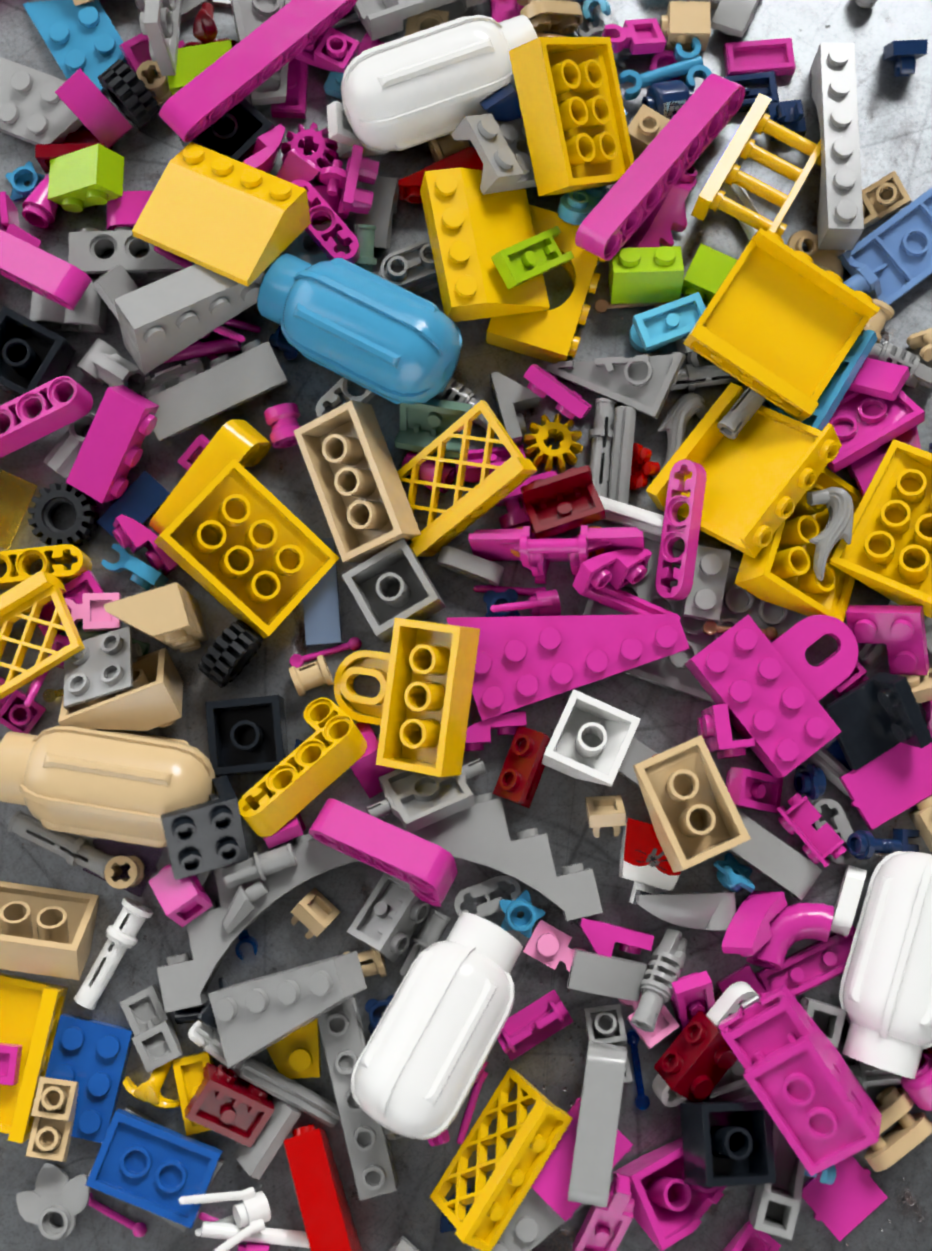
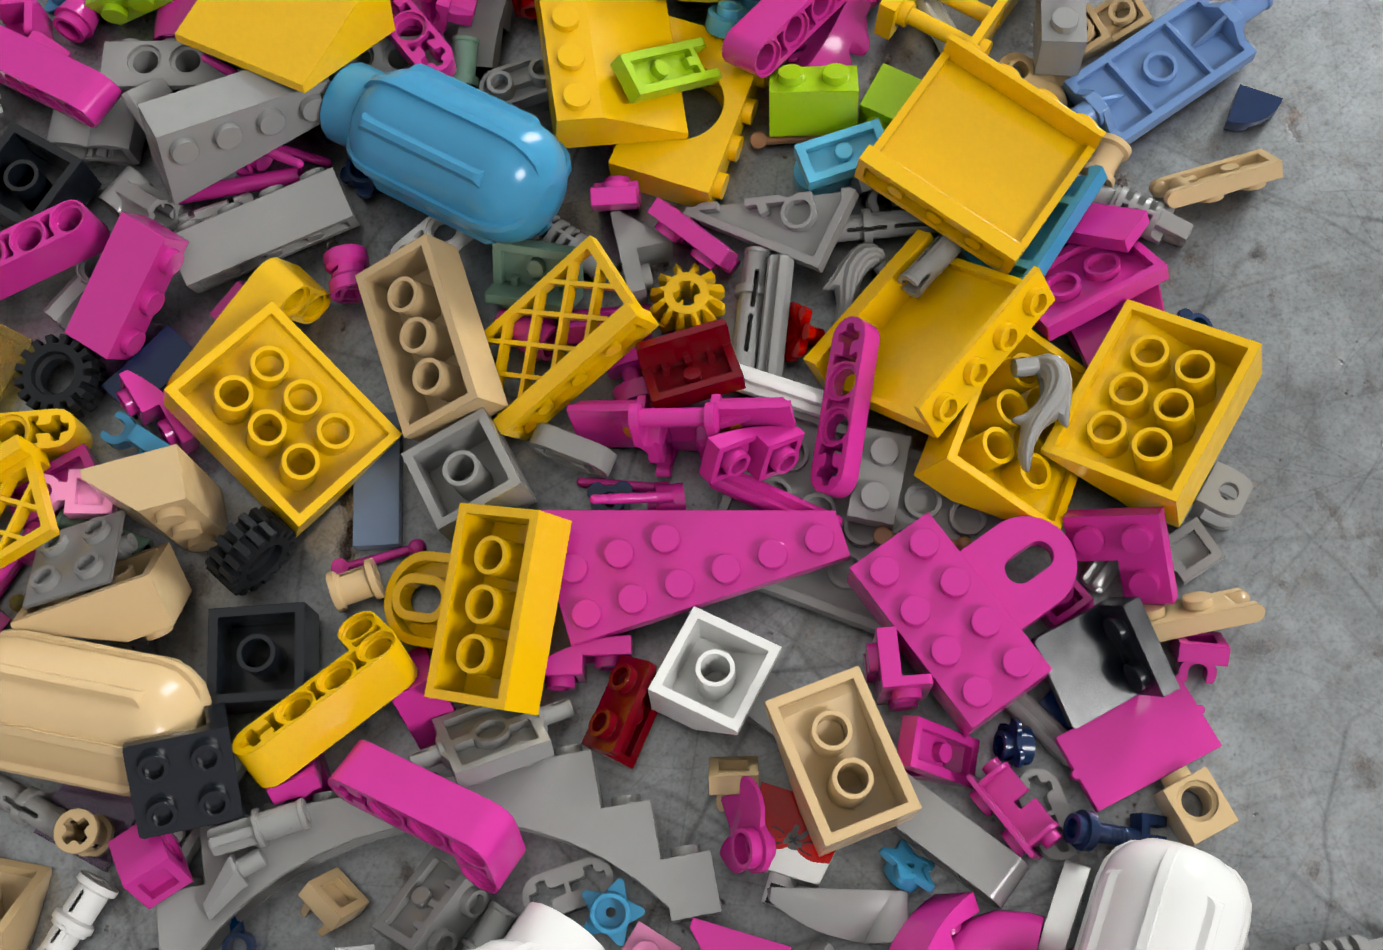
camera: 10 degrees right, 10 degrees down
(494, 358) = (615, 194): none -> dark pink slope
(620, 860) = (750, 842): none -> dark pink plate

